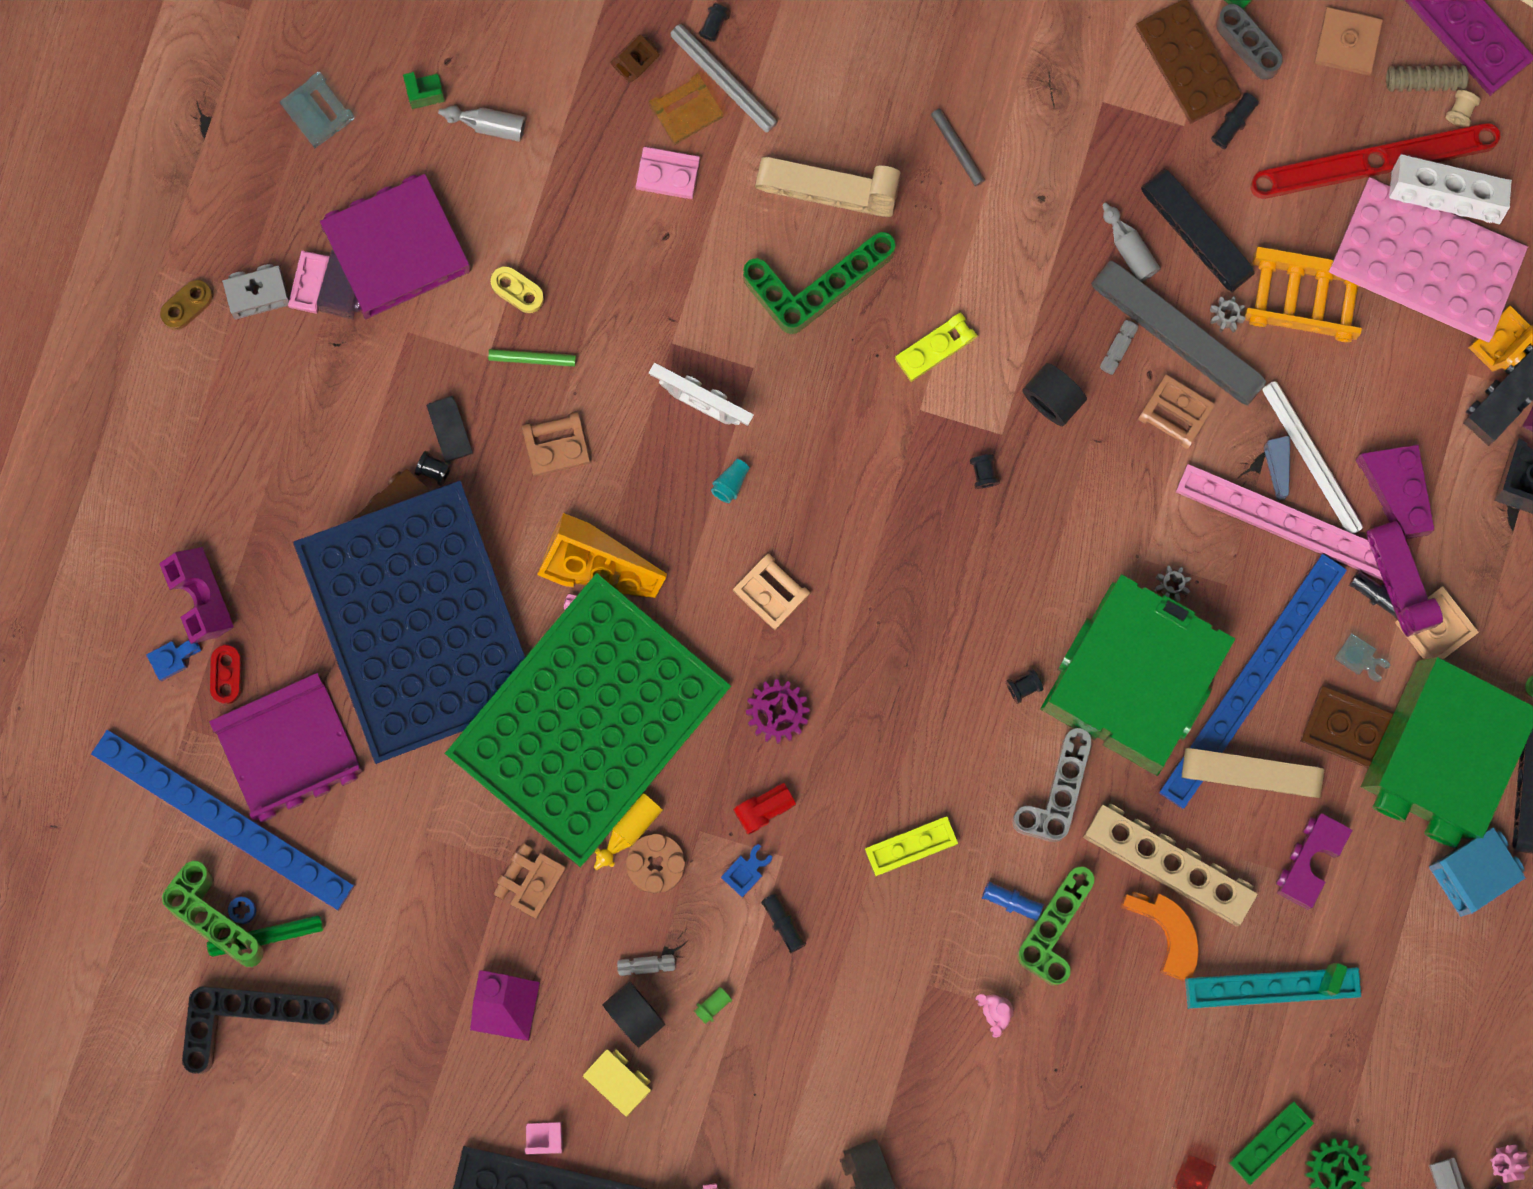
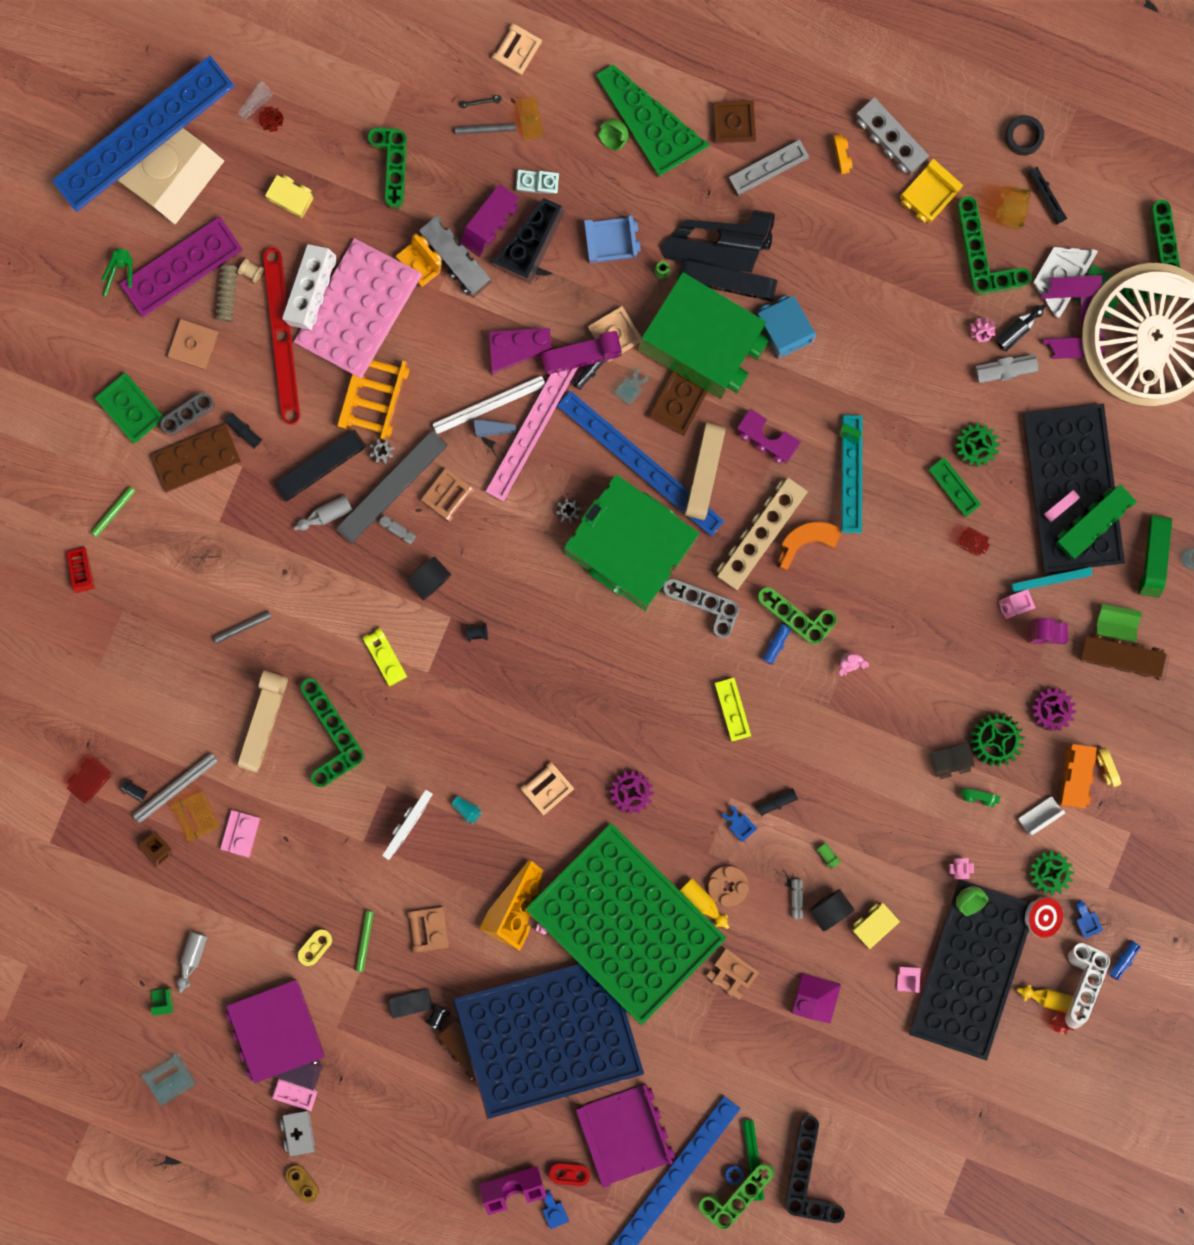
camera: 85 degrees left, 5 degrees up
(759, 811) = (699, 811): red piece -> none
(1024, 685) = (629, 620): black bush -> none

